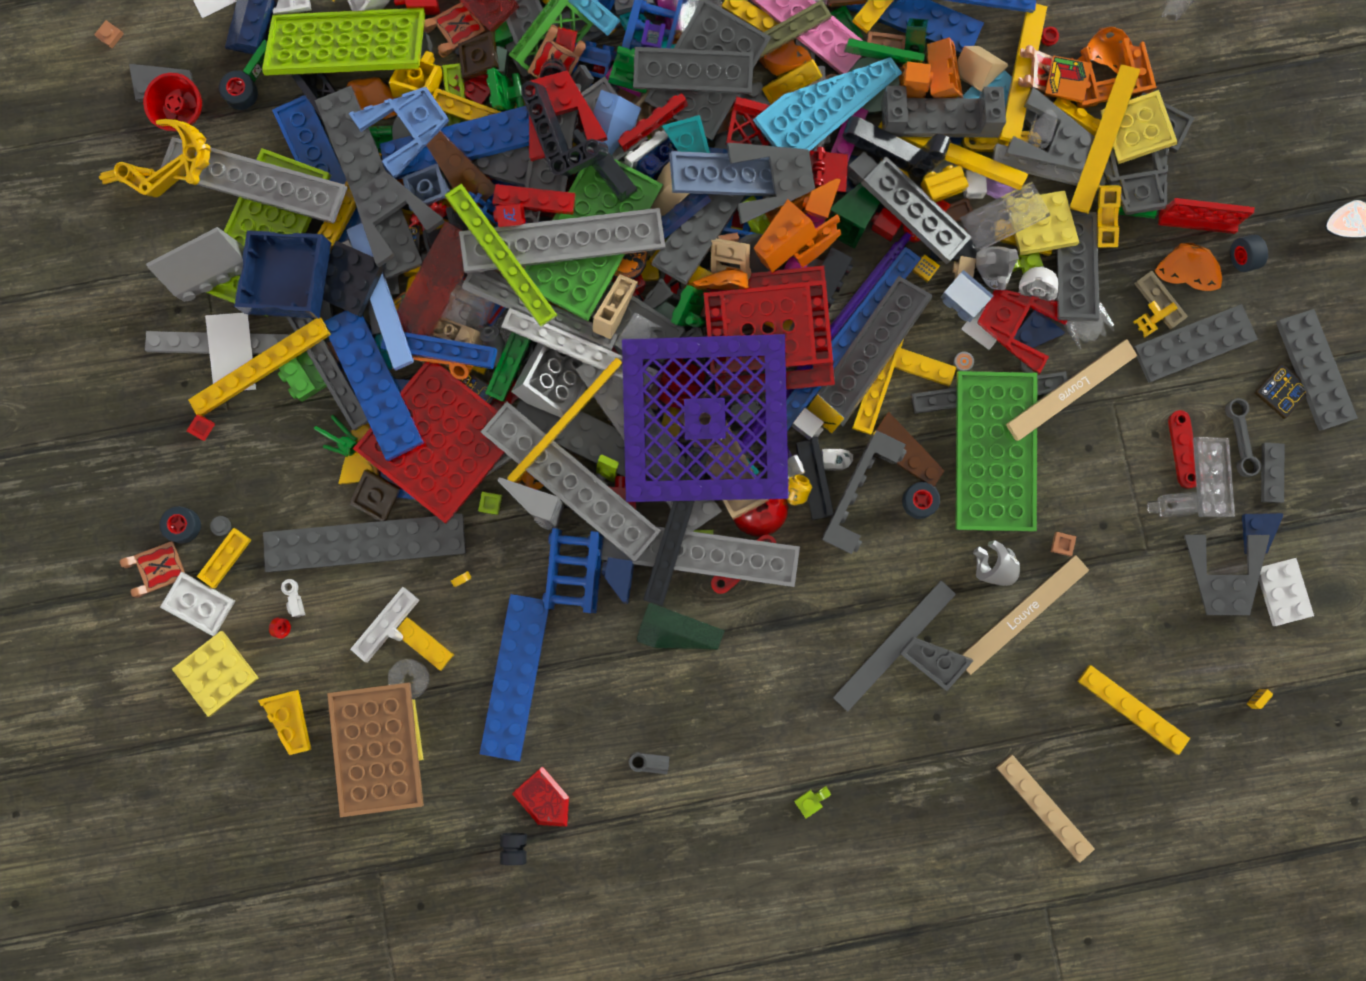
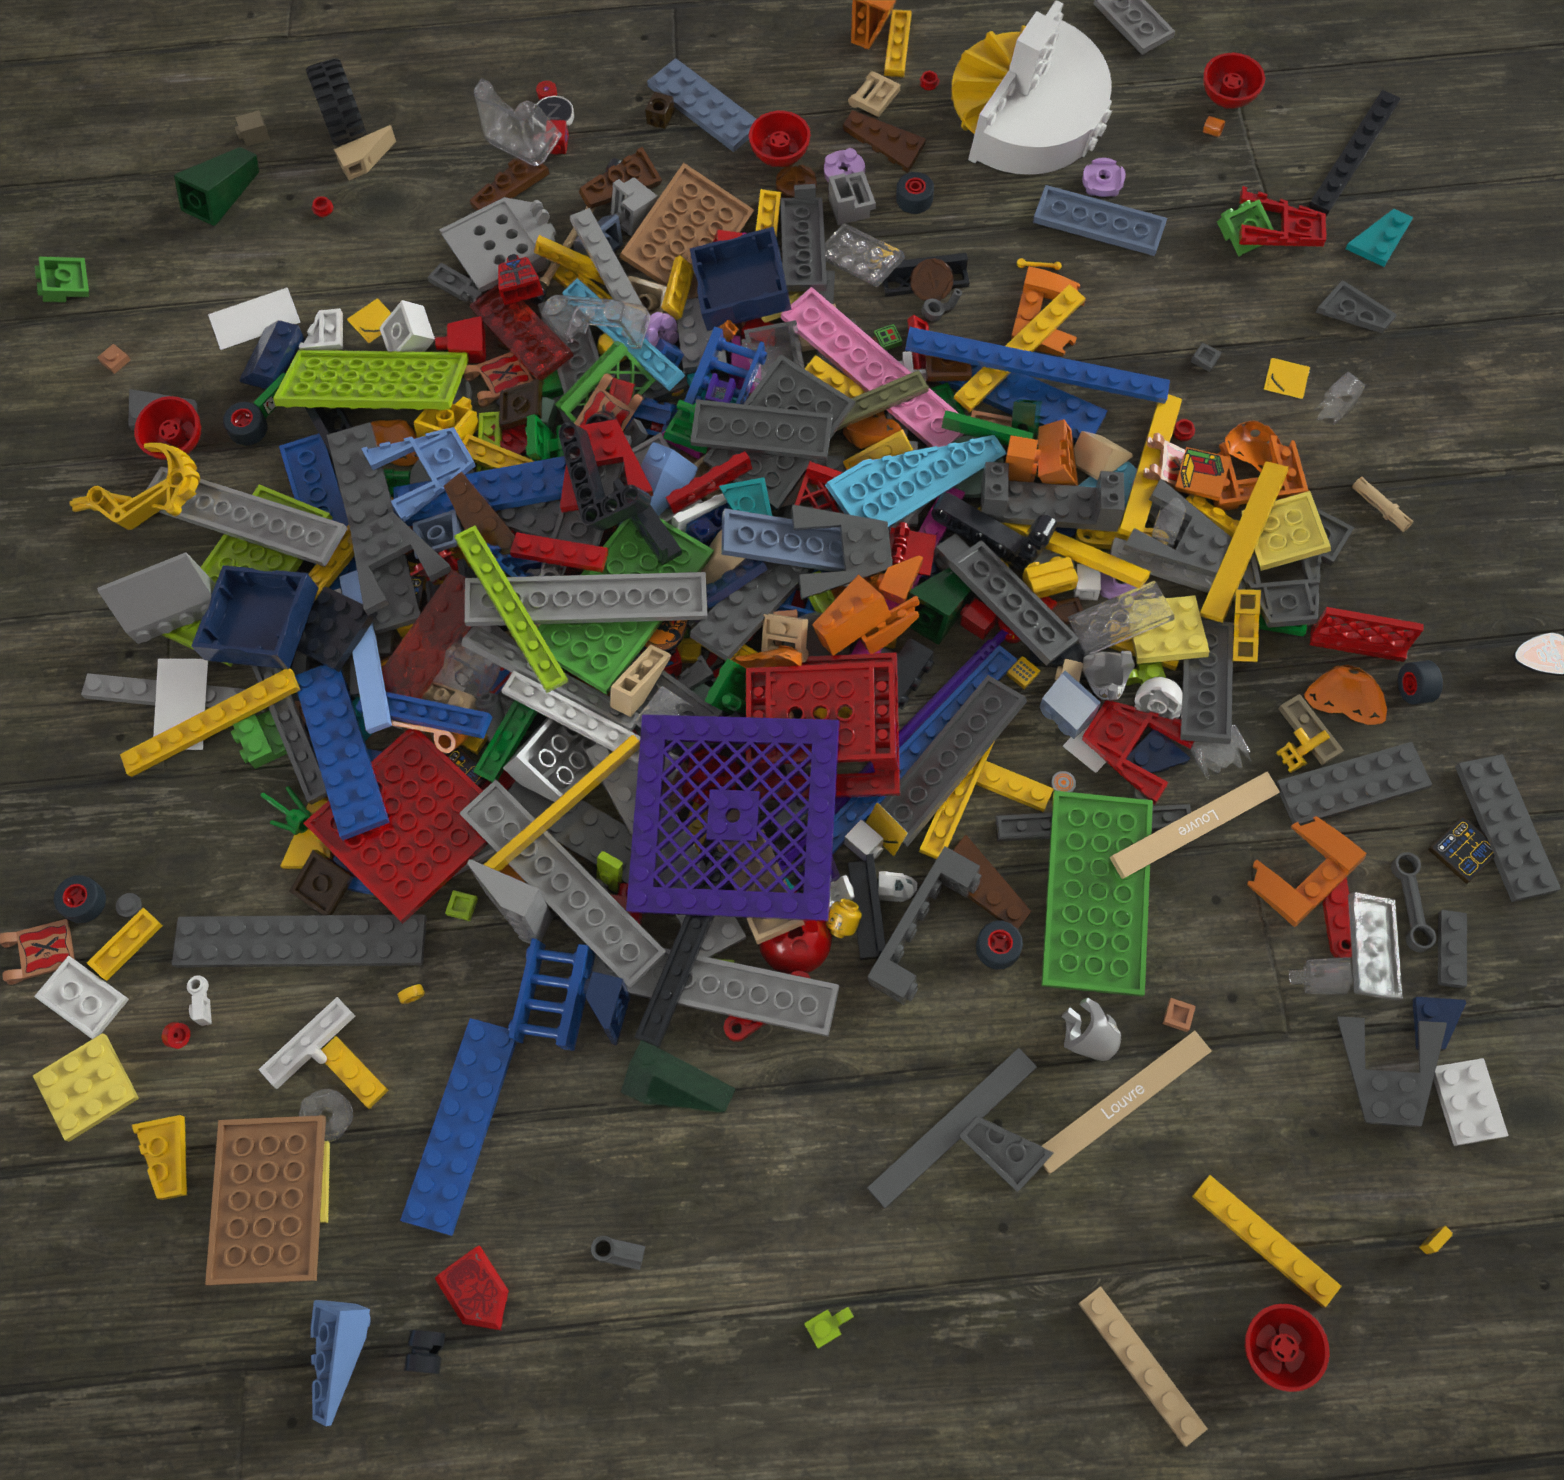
camera: 10 degrees right, 15 degrees down
(200, 427) = (128, 786): red plate -> none
(447, 849) = (339, 1337): none -> medium blue wedge
(509, 214) = (527, 564): red brick -> none
(1152, 447) = (1297, 903): none -> orange wedge
(1163, 789) = (1300, 1344): none -> red piece
(1220, 96) = (1381, 503): none -> tan pin

